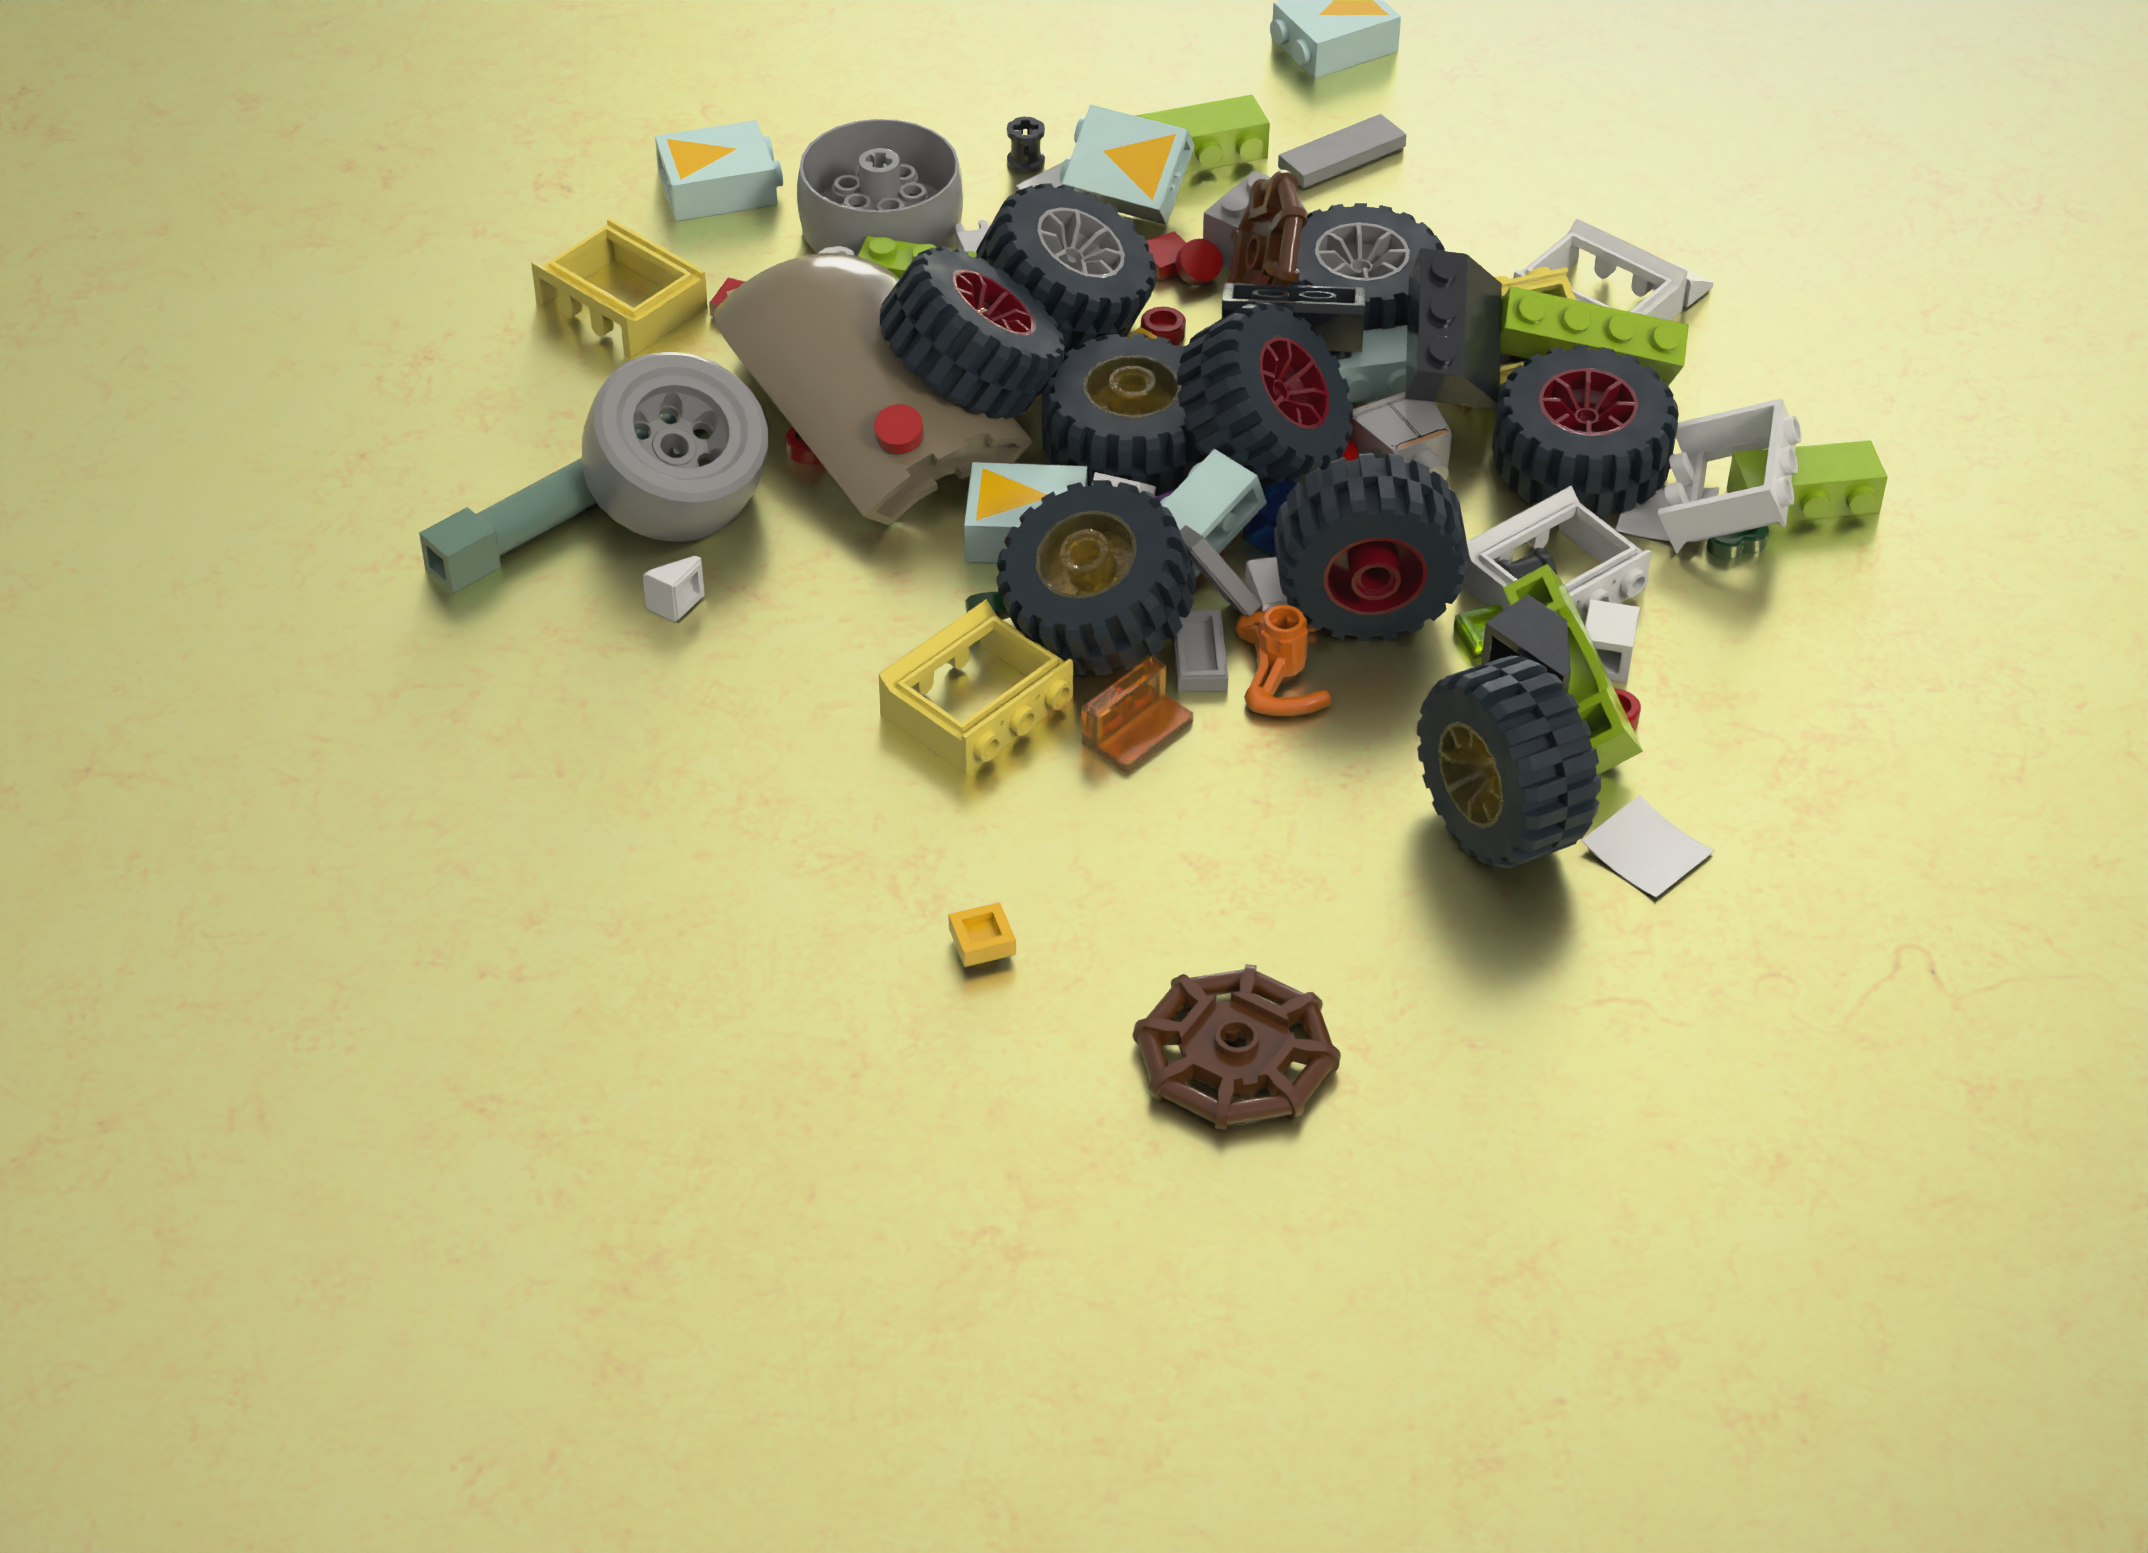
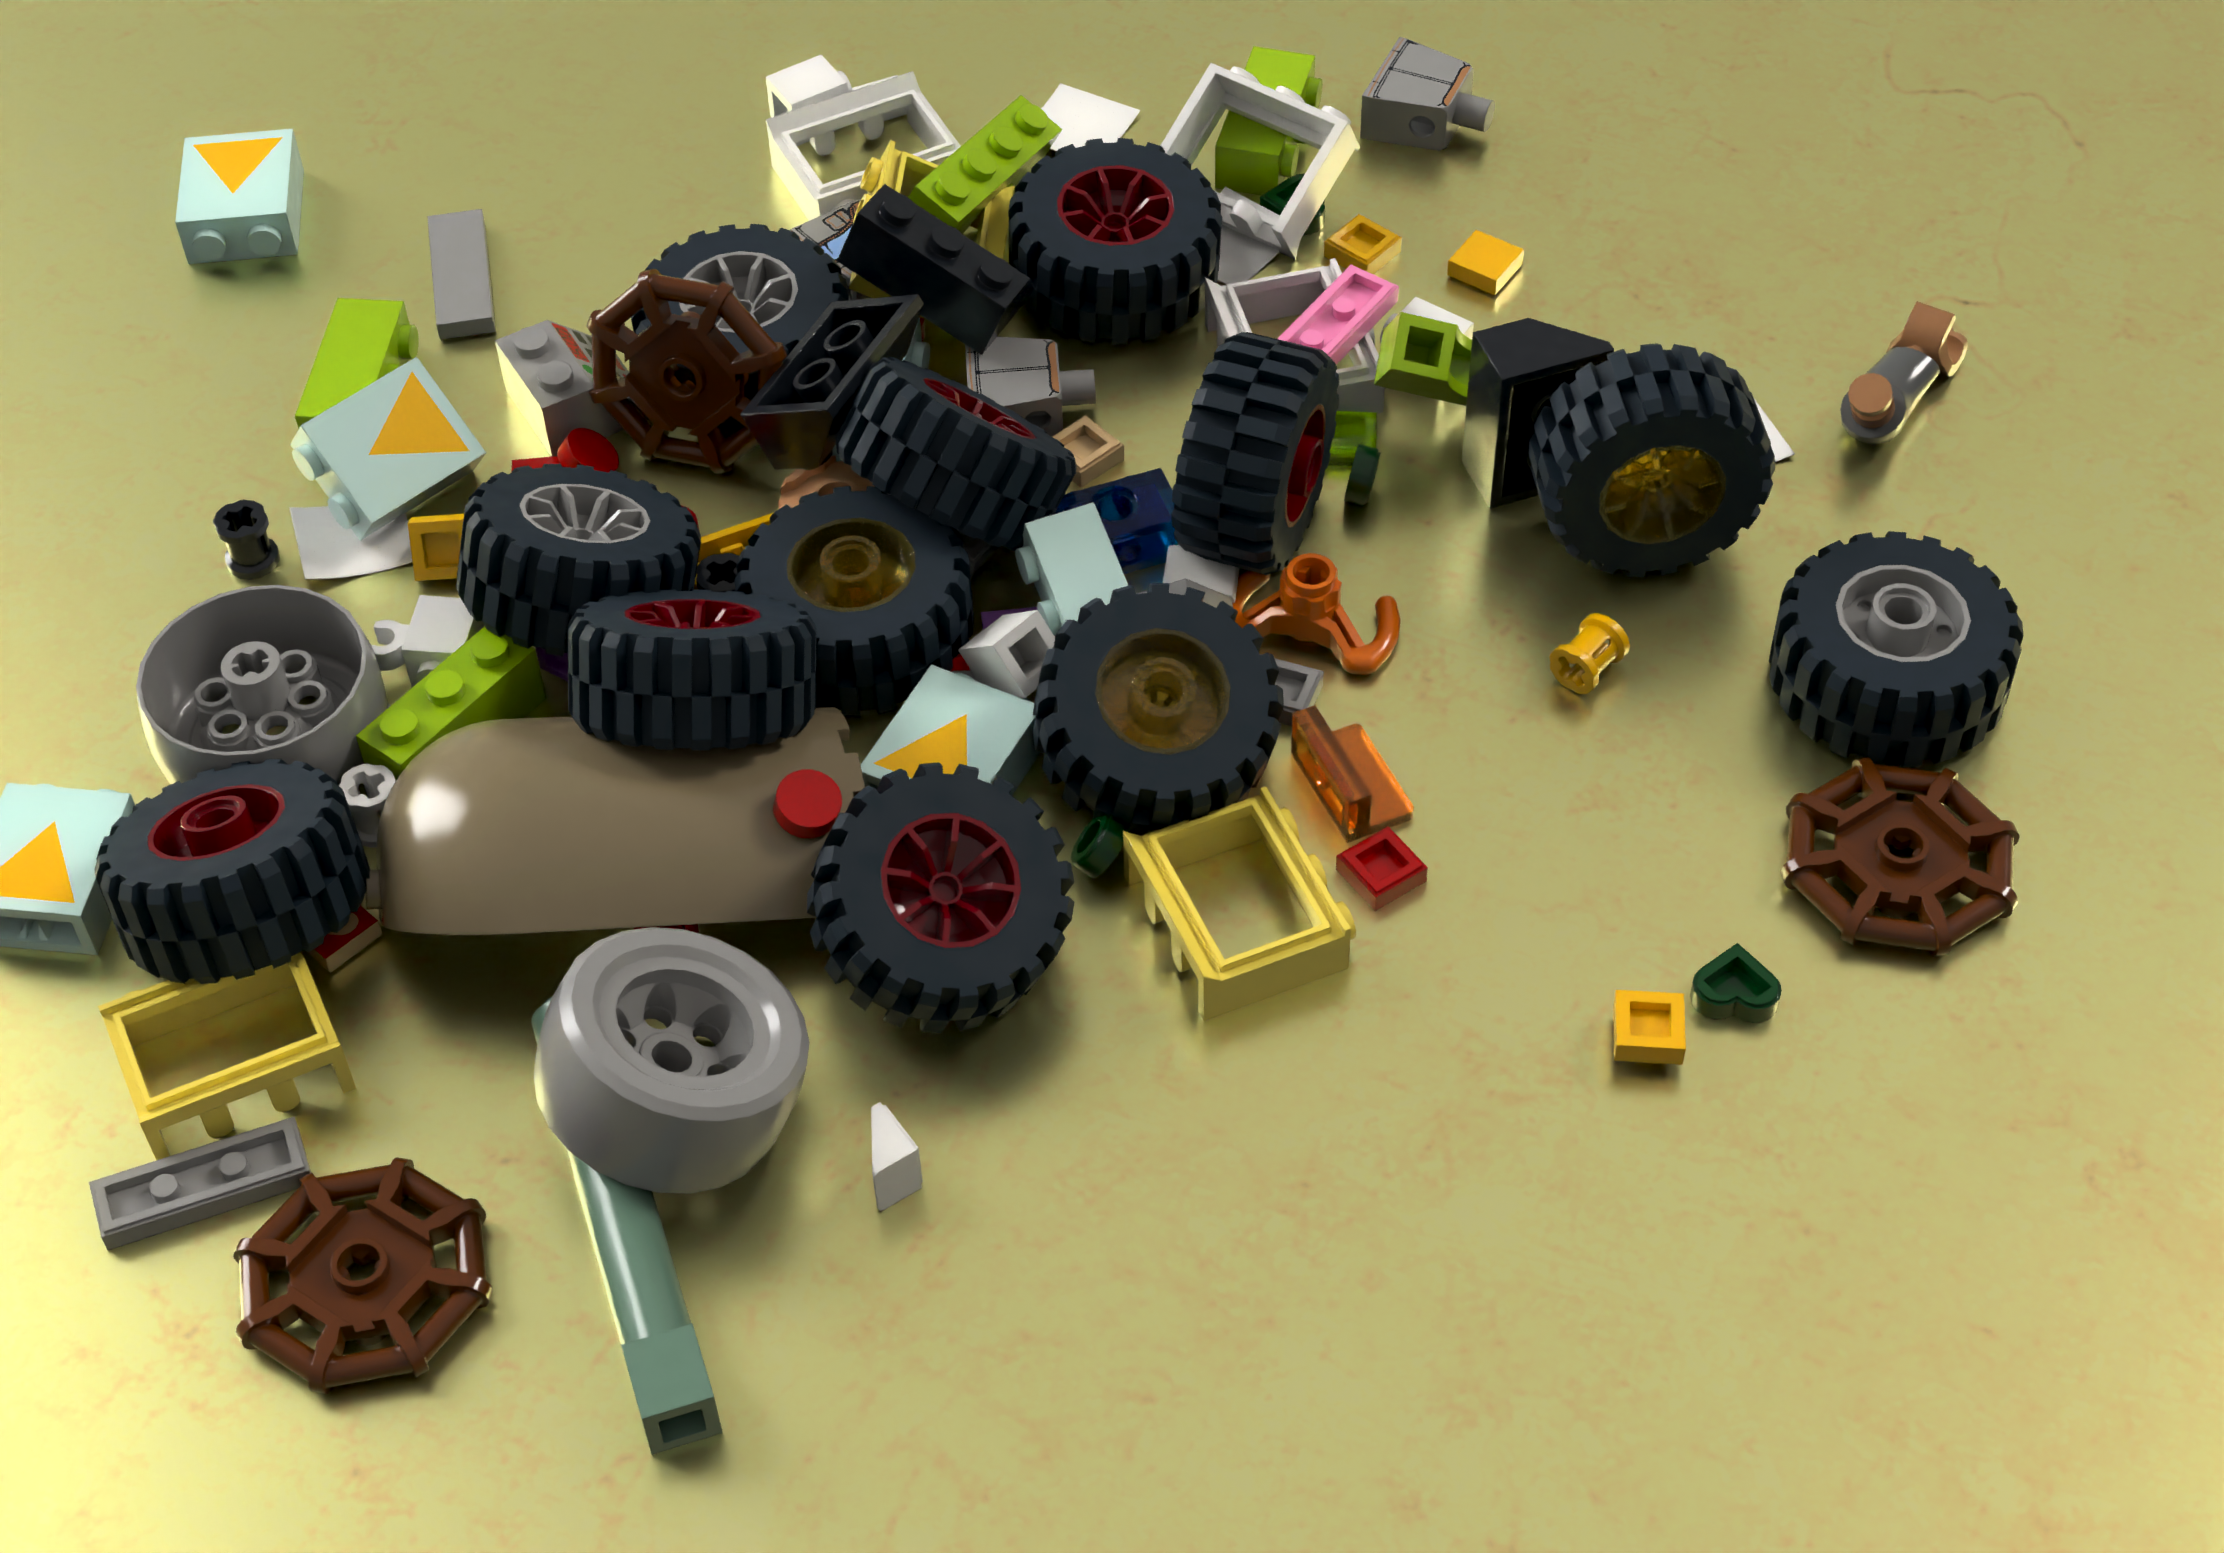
camera: 65 degrees left, 5 degrees up
(468, 409) = (369, 1307): none -> reddish brown plate
(528, 320) = (199, 1183): none -> light grey tile
(722, 219) = (233, 871): none -> black wheel
(865, 521) = (940, 897): none -> black wheel
(1055, 981) = (1735, 986): none -> dark green tile
(1061, 762) = (1381, 868): none -> red tile
(1320, 803) = (1589, 653): none -> yellow bush
(1433, 980) = (1895, 649): none -> black wheel
(1441, 642) = (1362, 475): none -> dark green tile
(1577, 565) = (1343, 313): none -> bright pink tile
(1644, 231) = (804, 85): none -> white brick
(1712, 583) = (1363, 245): none -> yellow tile
(1728, 389) = (1086, 117): none -> white sticker
(1740, 927) = (1889, 392): none -> piece
(1745, 656) = (1485, 262): none -> yellow tile
(1905, 560) = (1422, 99): none -> light grey torso

